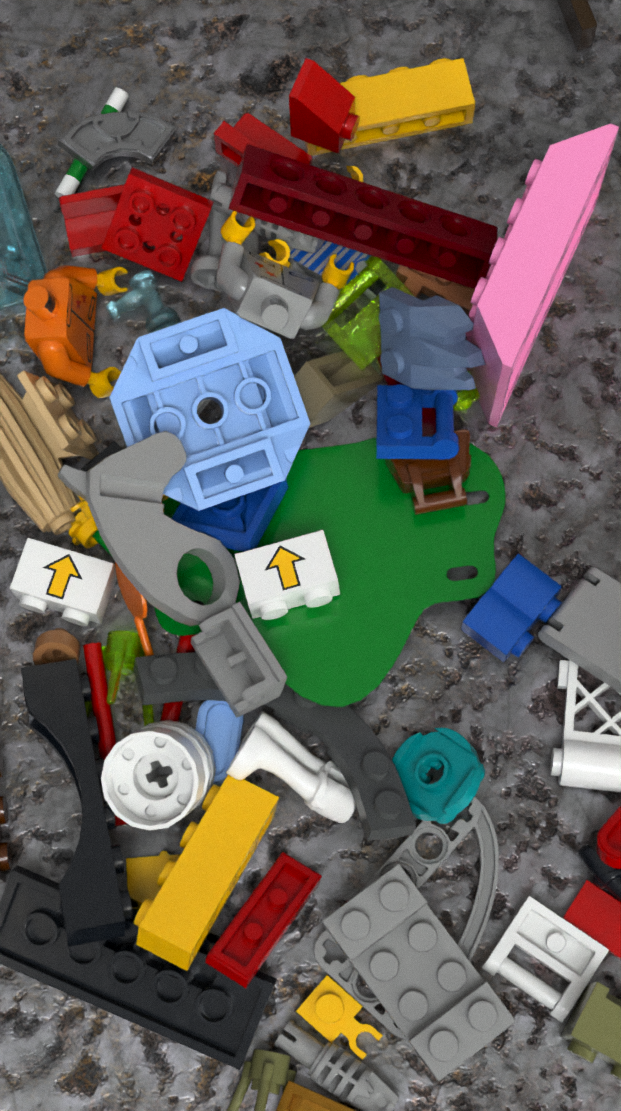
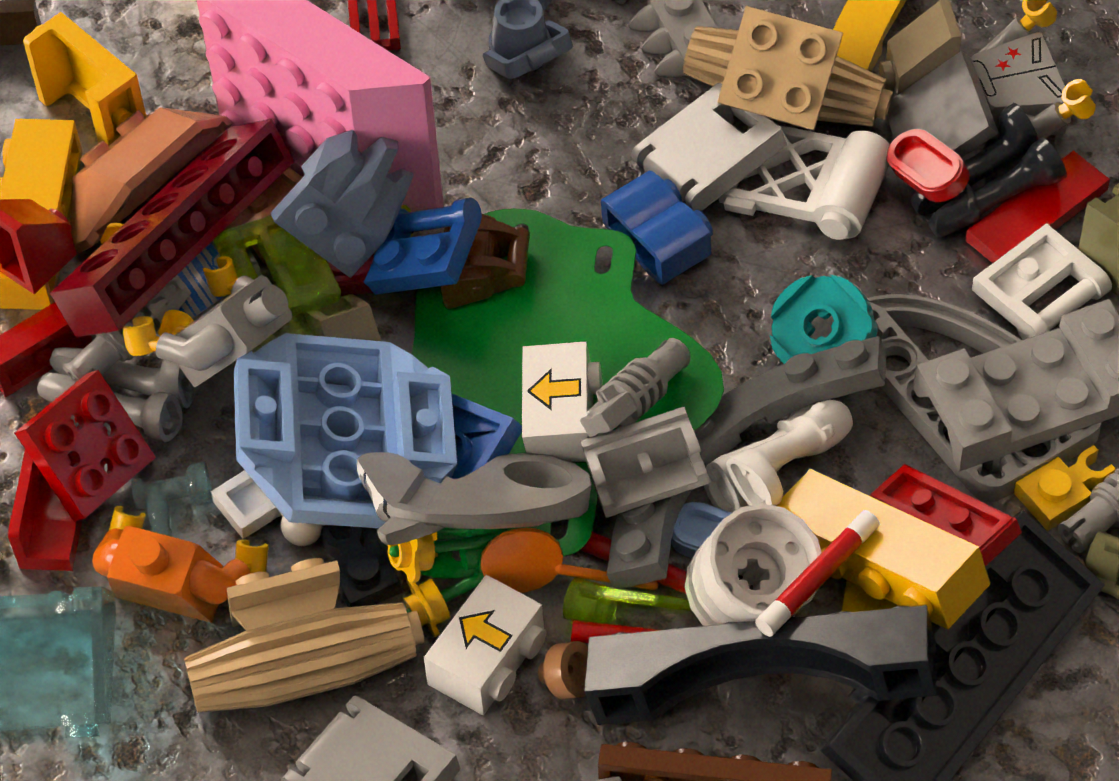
camera: 75 degrees left, 20 degrees down
(149, 825) = (817, 573): none -> red bar
(304, 632) = (635, 388): none -> light grey hinge
(446, 168) = (135, 166): none -> nougat wedge
(497, 133) = (74, 63): none -> yellow panel

